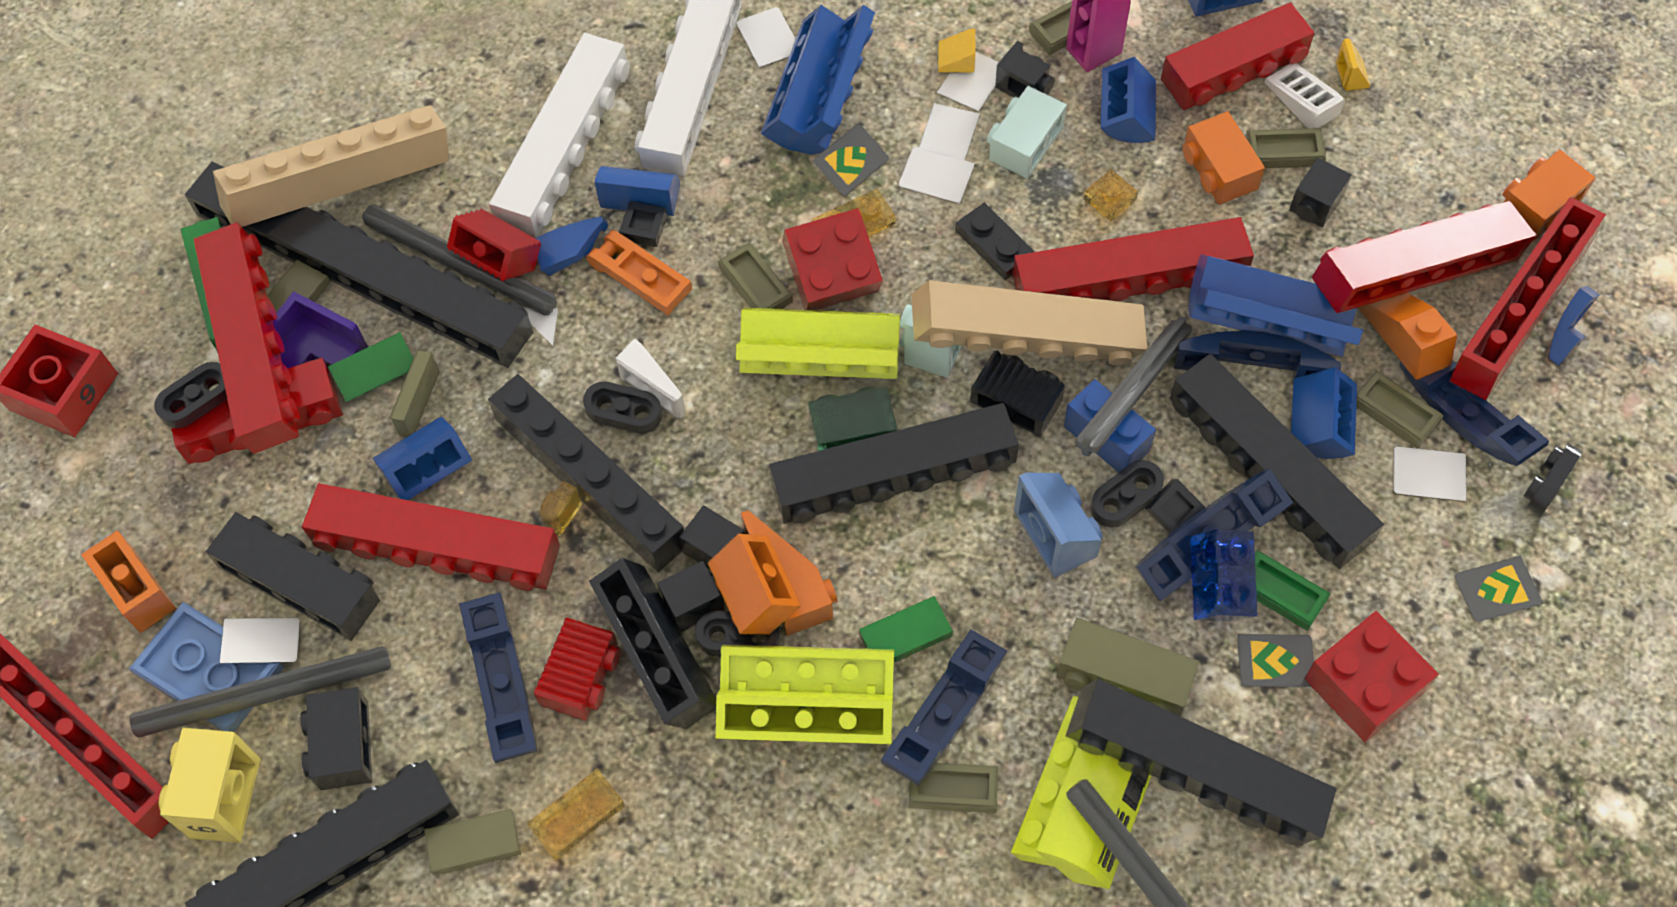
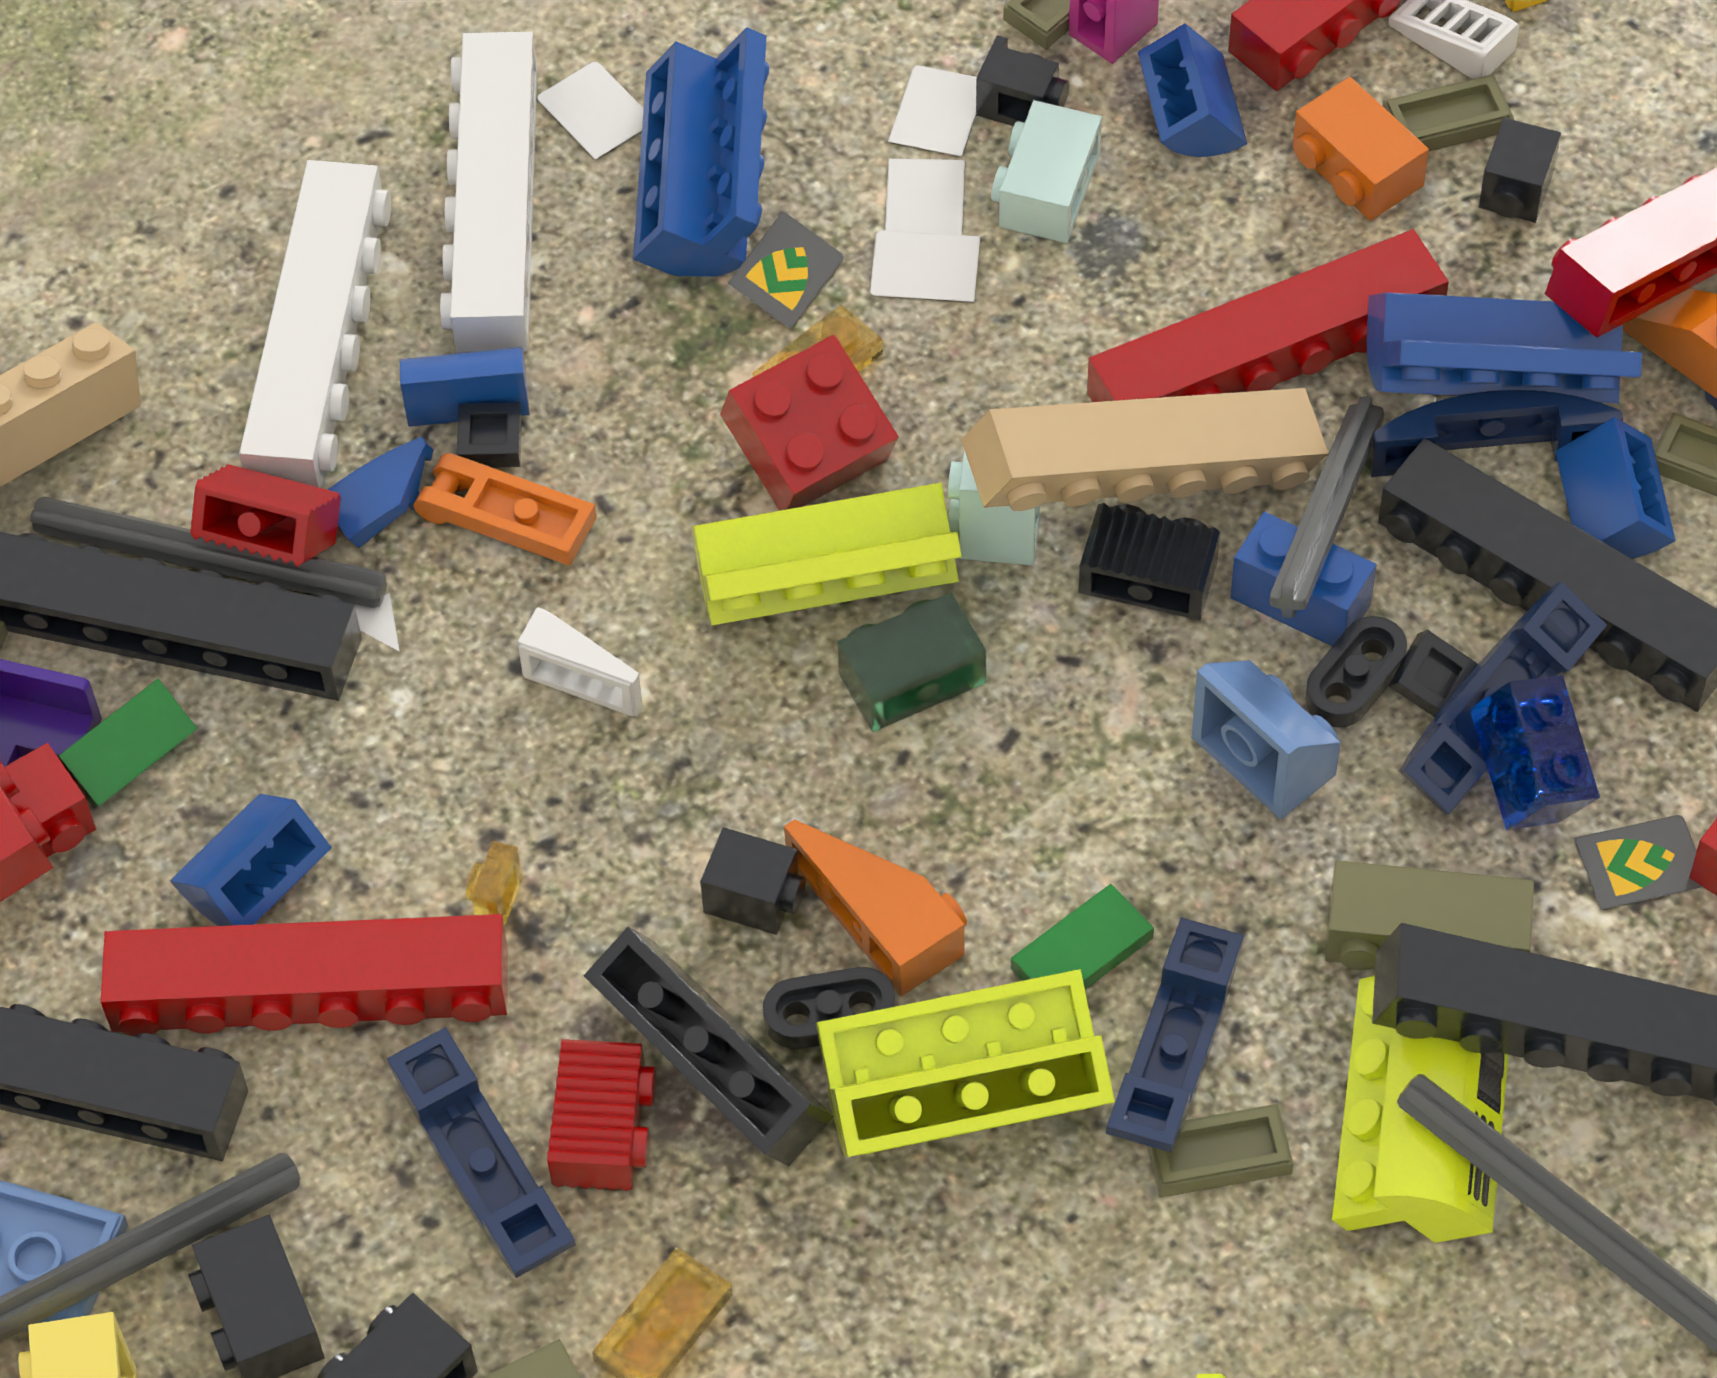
camera: 15 degrees left, 5 degrees down
(260, 640) = (81, 1190): white sticker -> none
(414, 393) = (208, 768): olive tile -> none
(598, 479) = (556, 835): black brick -> none
(625, 406) = (546, 716): black plate -> none
(690, 595) = (742, 964): black brick -> none
(753, 584) = (839, 922): orange brick -> none
(754, 279) = (689, 481): olive tile -> none
(894, 463) = (991, 706): black brick -> none
(957, 53) = (905, 73): yellow slope -> none
(992, 239) = (1041, 344): black plate -> none
(1110, 195) = (1203, 240): clear yellow plate -> none
(1288, 592) = (1635, 760): green tile -> none

